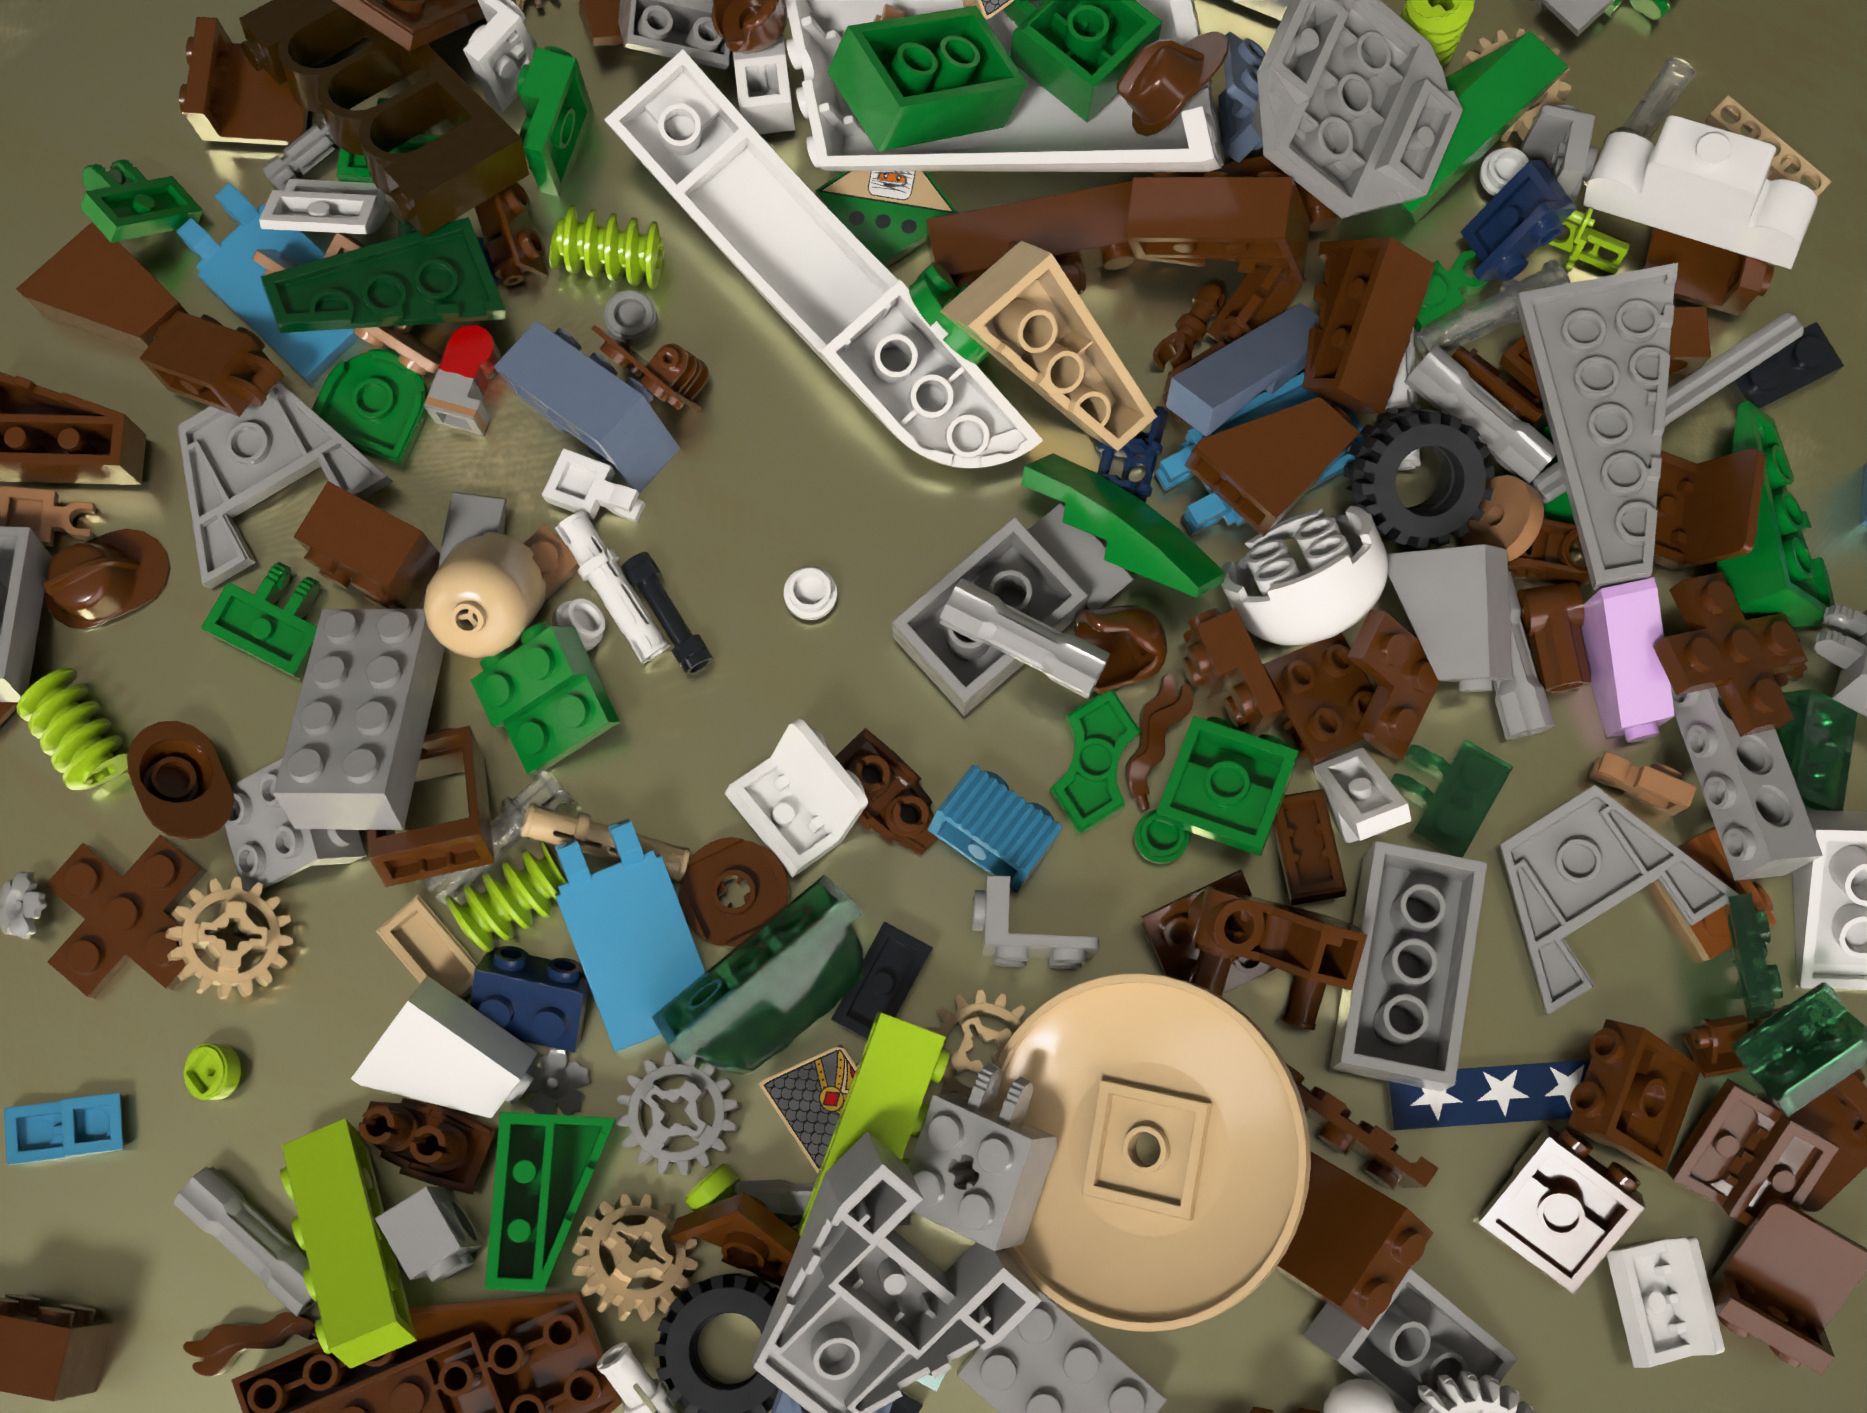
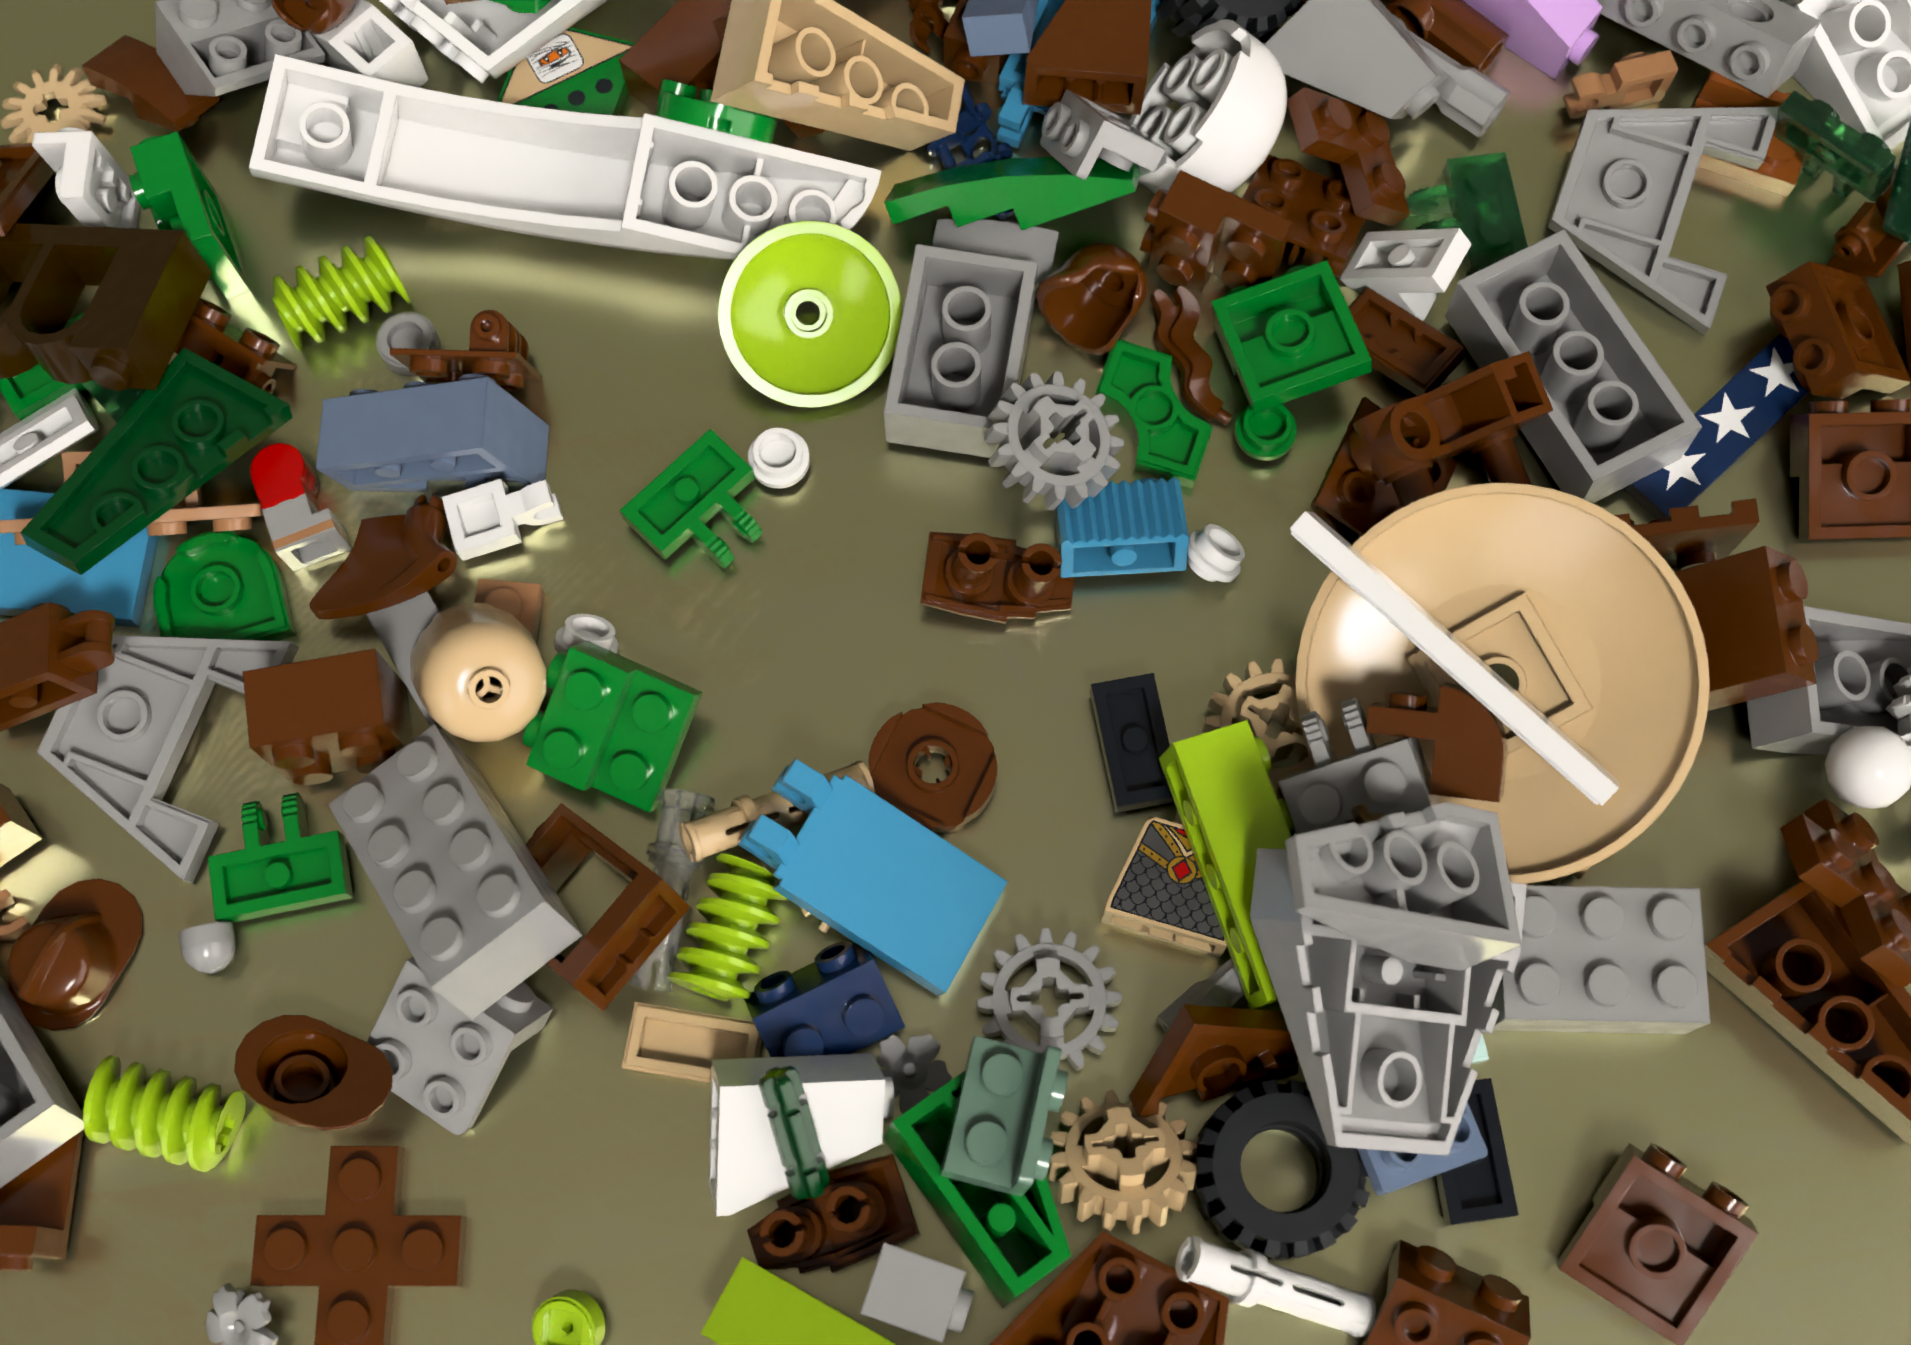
camera: 40 degrees left, 5 degrees down
(184, 642) = (208, 946): none -> light grey hinge
(232, 913) = (489, 1154): tan gear -> none
(433, 1067) = (794, 1132): none -> dark green axle
(495, 469) = (389, 562): none -> reddish brown arm
(570, 1166) = (1003, 1116): none -> sand green bracket
(601, 569) = (569, 577): white pin -> none
(645, 578) = (611, 555): black bar -> none
(713, 1188) = (1140, 1042): lime tile -> none
(726, 574) = (689, 495): none -> green hinge
(769, 984) = (1040, 808): clear green windscreen -> none
(799, 798) = (926, 629): white bracket -> none
(878, 528) = (854, 323): none -> lime dish
(935, 1238) = (1411, 884): none -> light grey wedge
(991, 917) = (1203, 611): light grey bracket -> none
(992, 754) = (1040, 412): none -> light grey gear
(1048, 897) = (1215, 554): none -> white plate
(1058, 655) = (1065, 323): light grey axle -> none
(1082, 1162) = (1467, 738): none -> reddish brown brick
(1115, 1111) = (1455, 658): none -> white tile
(1211, 531) = (1081, 130): none -> light grey bracket

